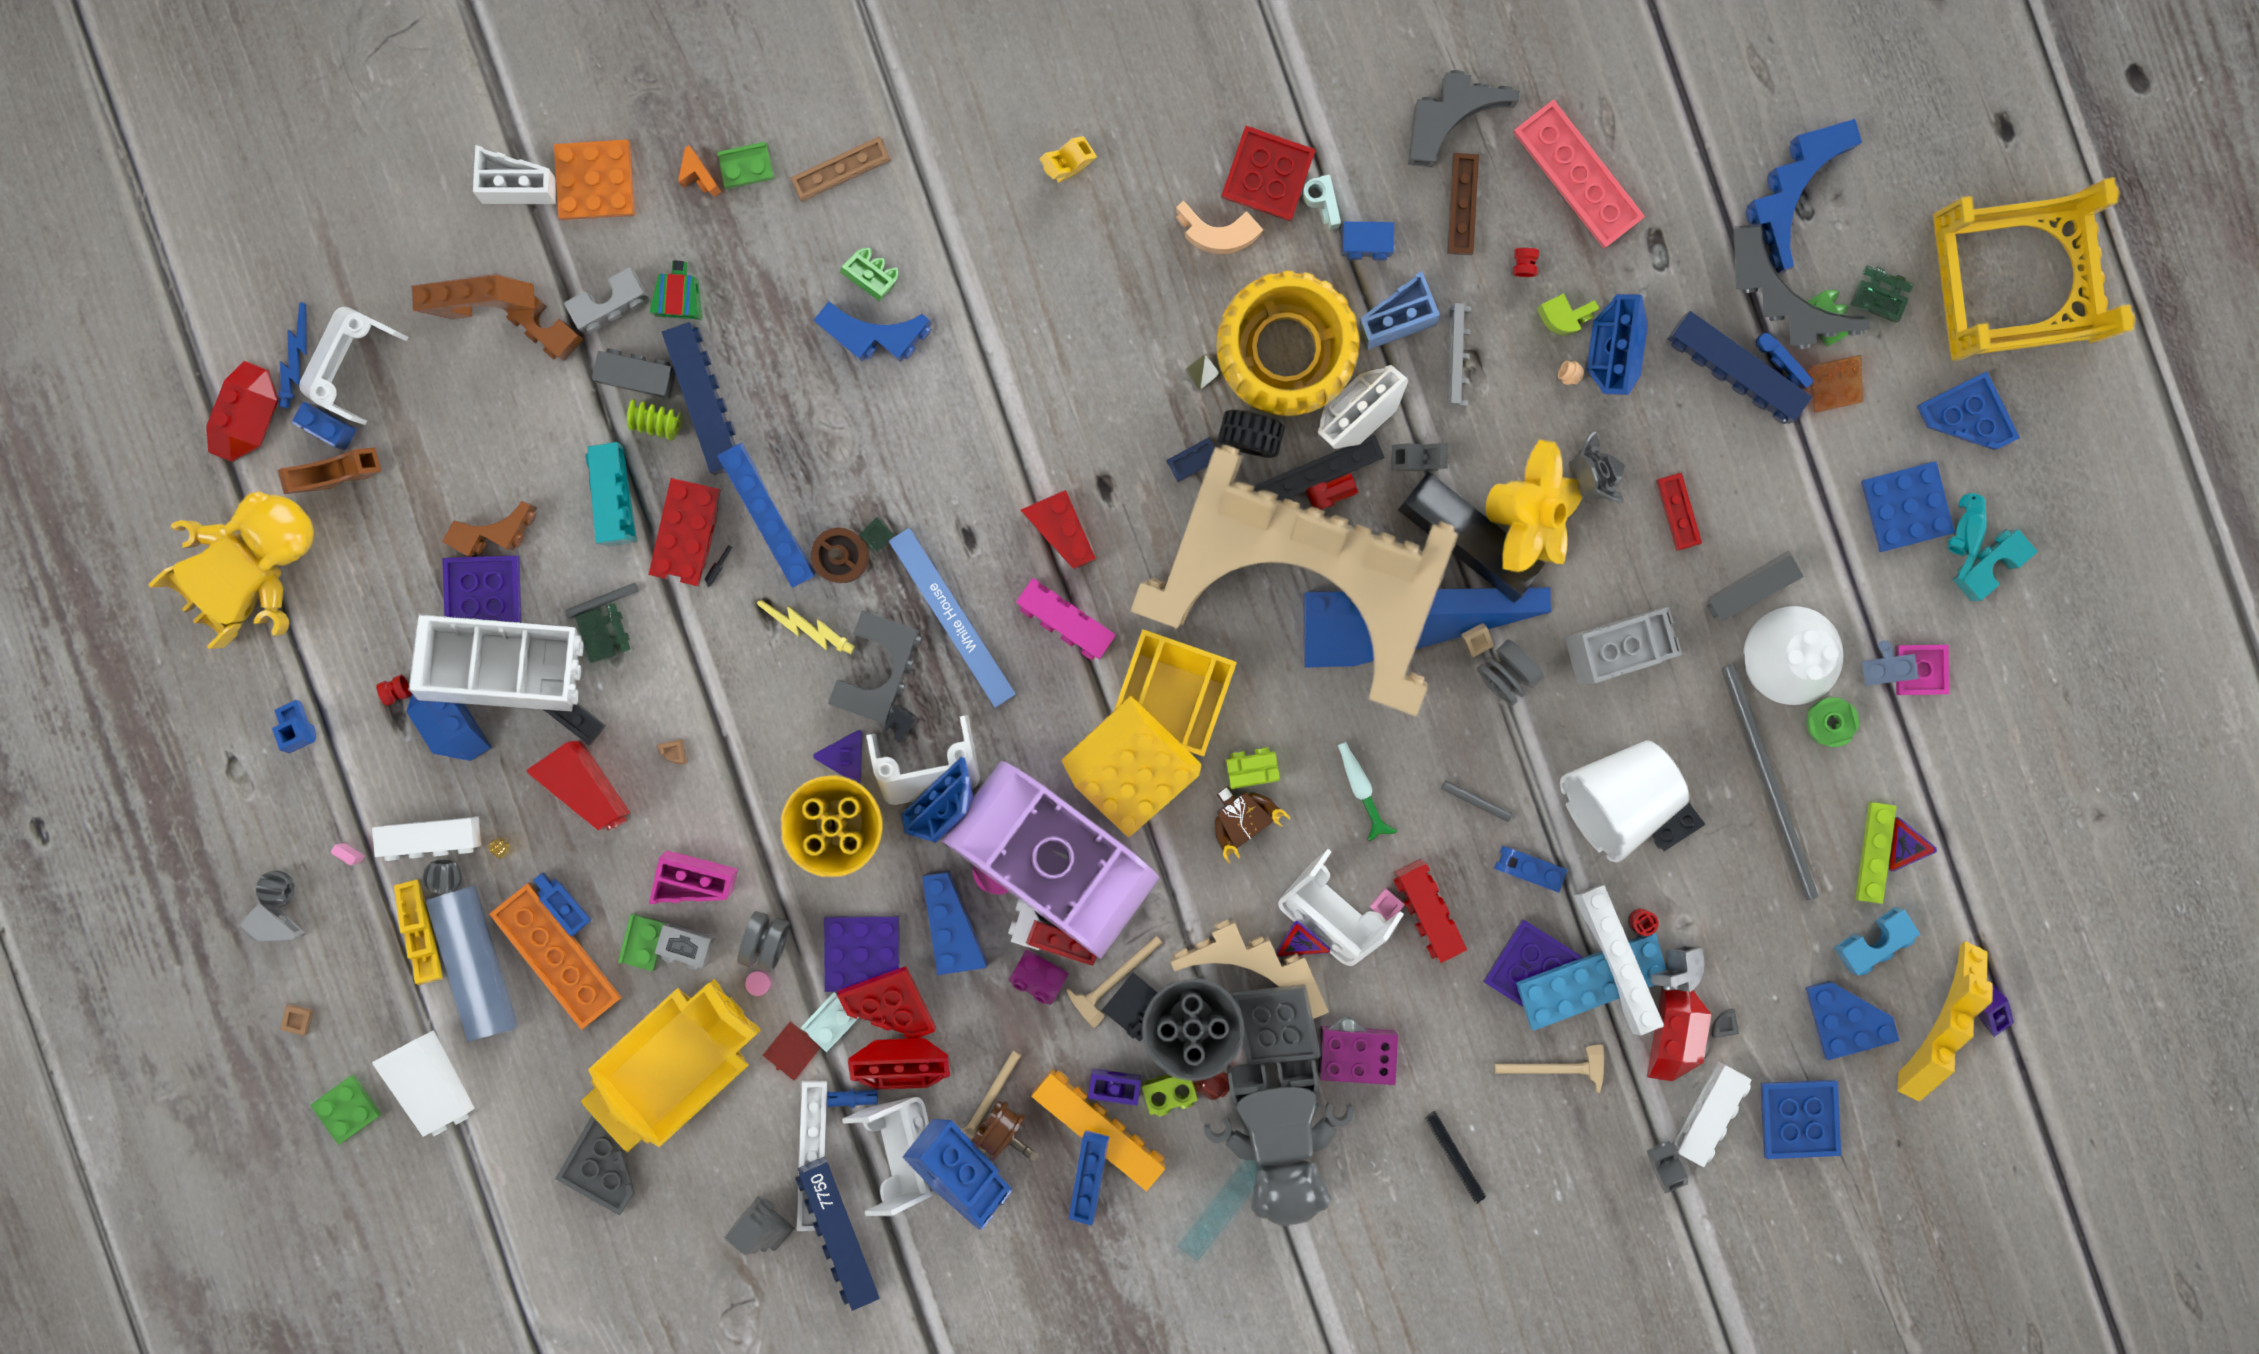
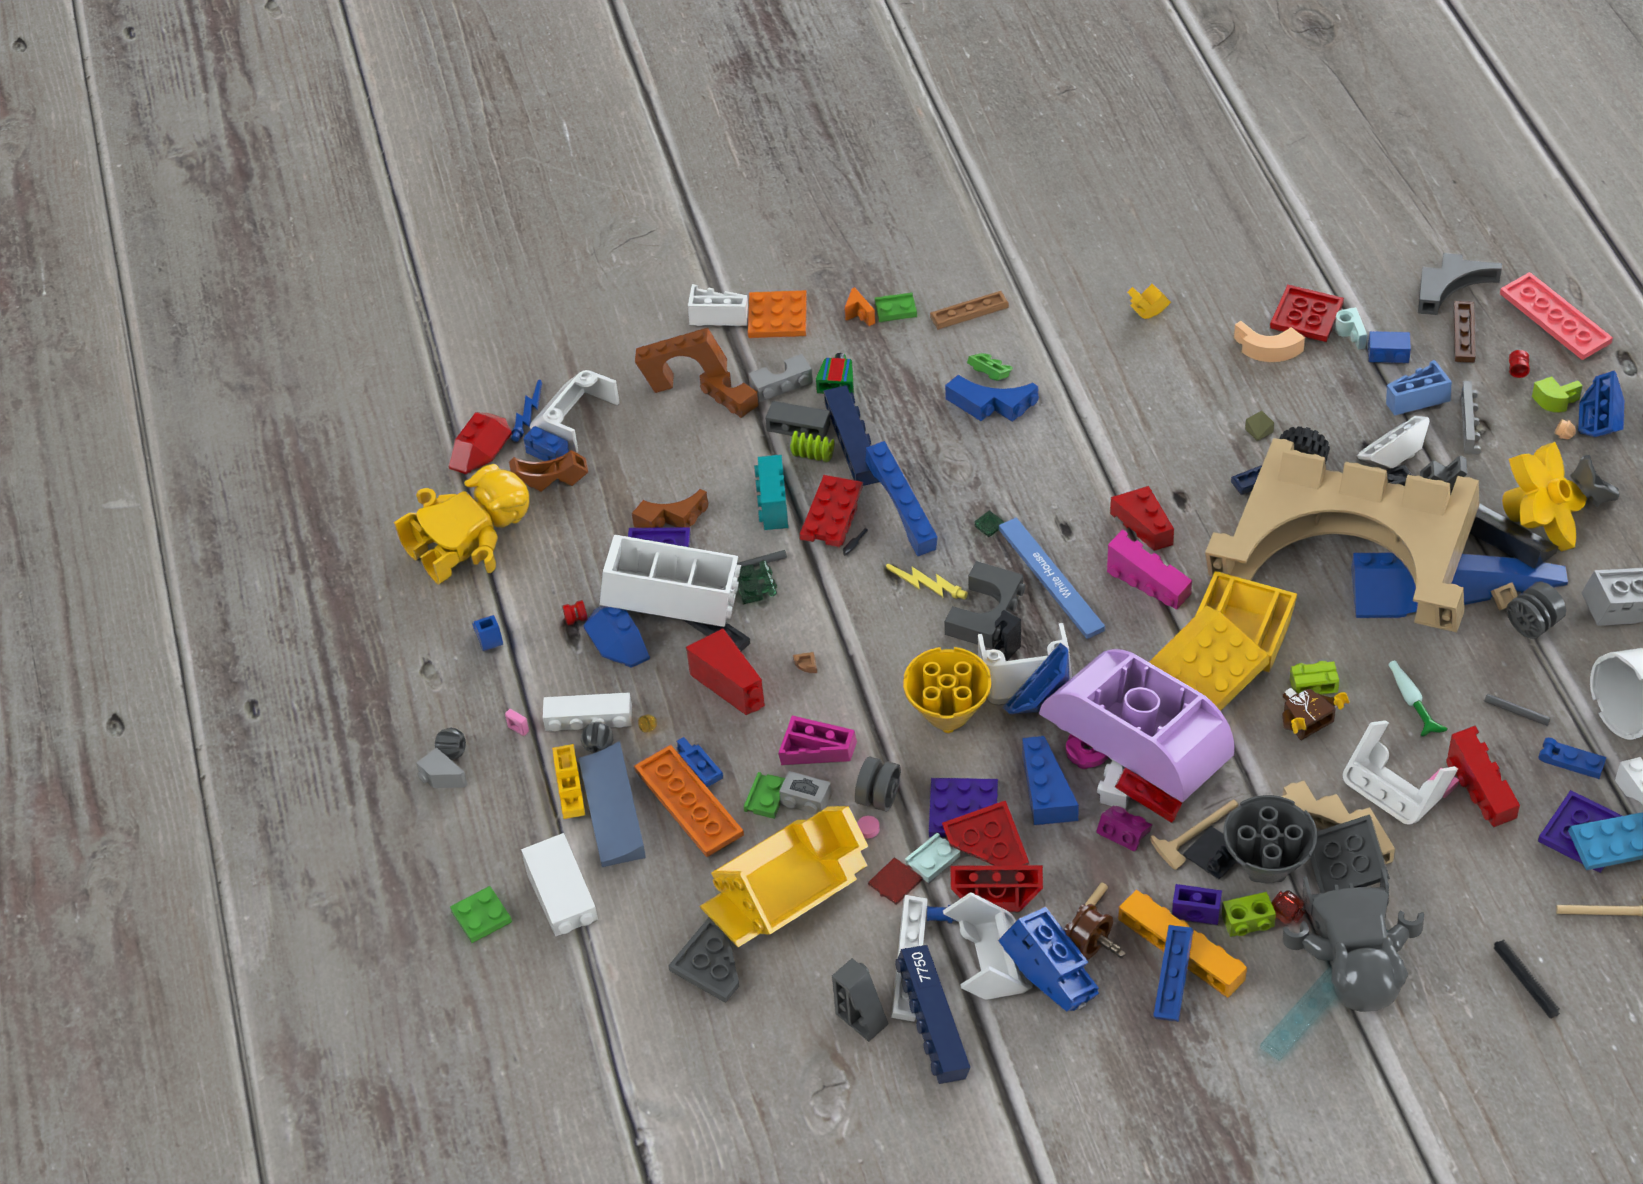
camera: 10 degrees right, 40 degrees down
(296, 1019) = (448, 845): medium nougat tile -> none
(839, 555) = (958, 530): reddish brown wheel -> none
(1300, 300) = (1335, 373): yellow tyre -> none
(1301, 941) = (1365, 796): piece -> none
(1357, 1054) = (1425, 888): magenta piece -> none

